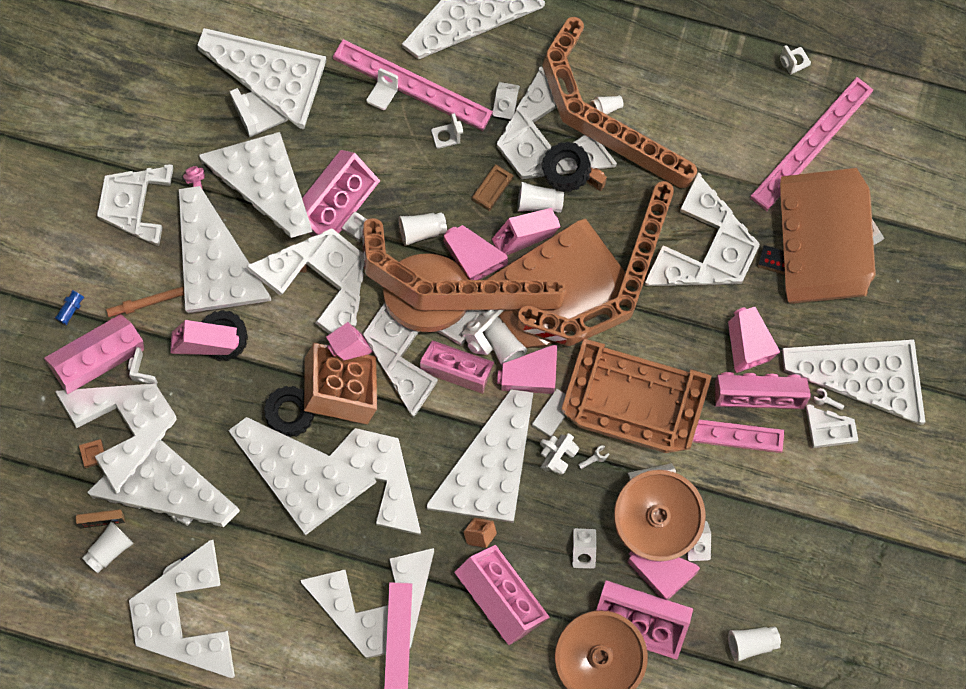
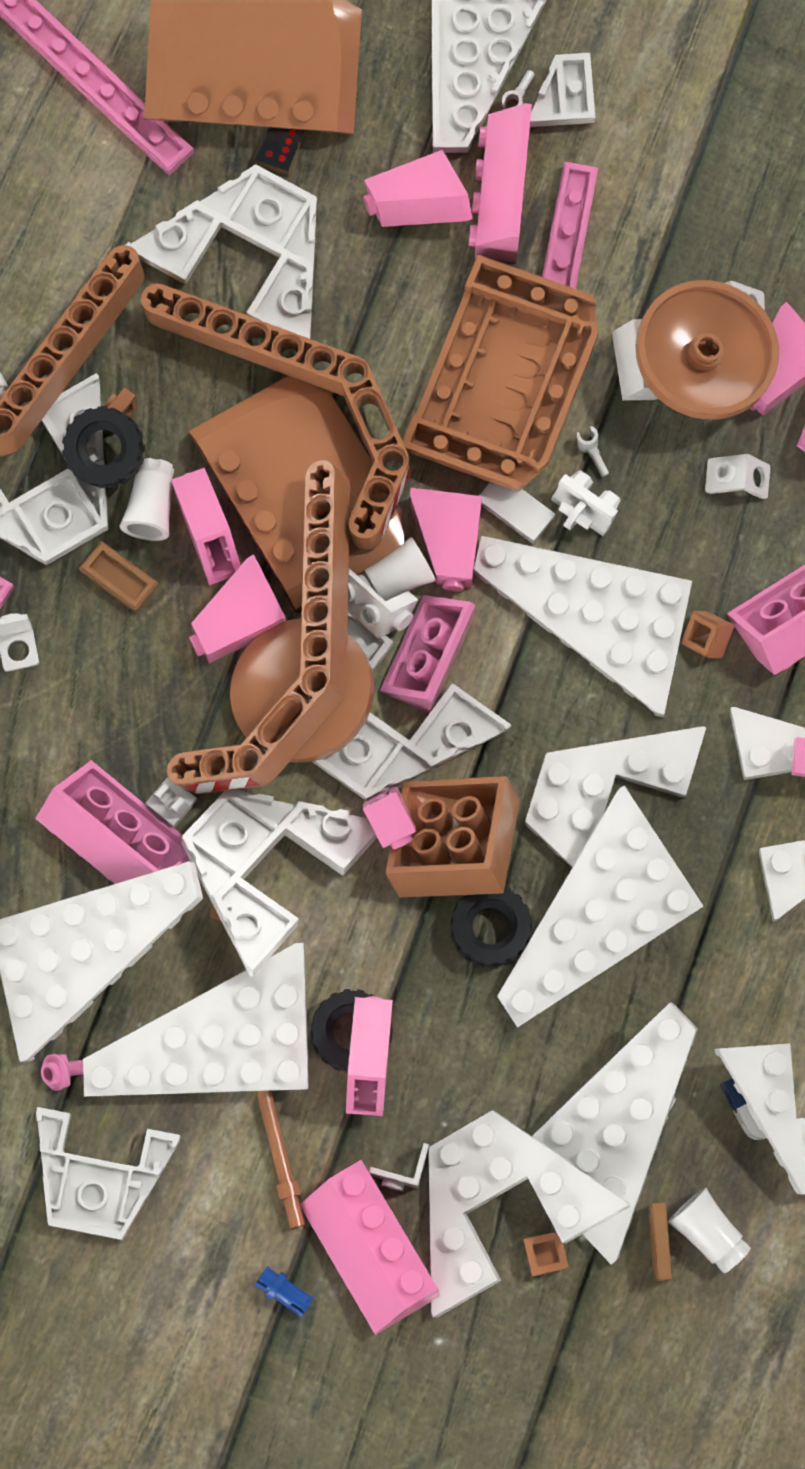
camera: 85 degrees left, 5 degrees up
(421, 227) = (185, 694): white plant -> none

